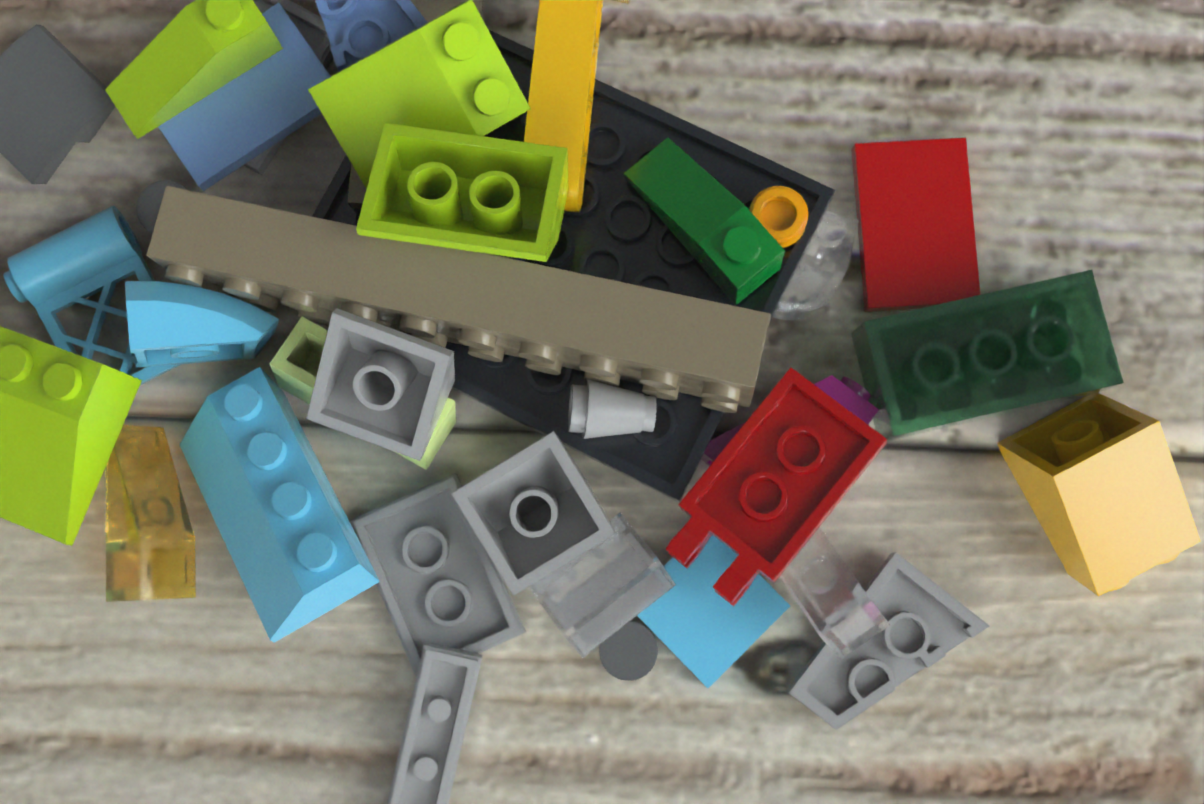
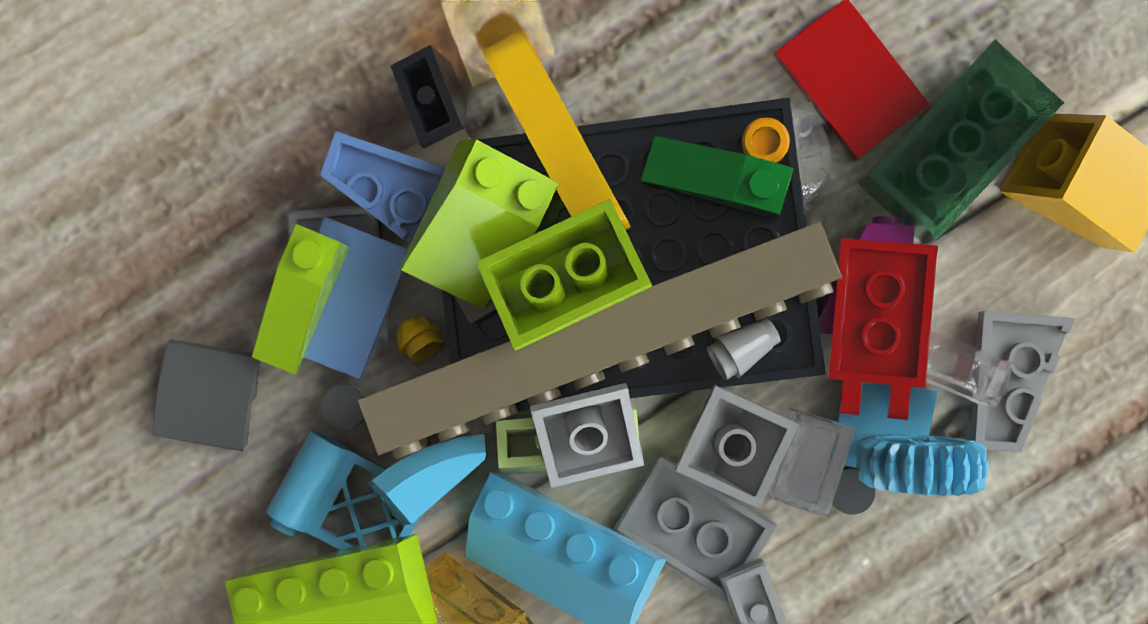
camera: 30 degrees left, 5 degrees up
(289, 188) = (418, 339): none -> yellow plate
(717, 664) = (922, 464): none -> medium azure gear

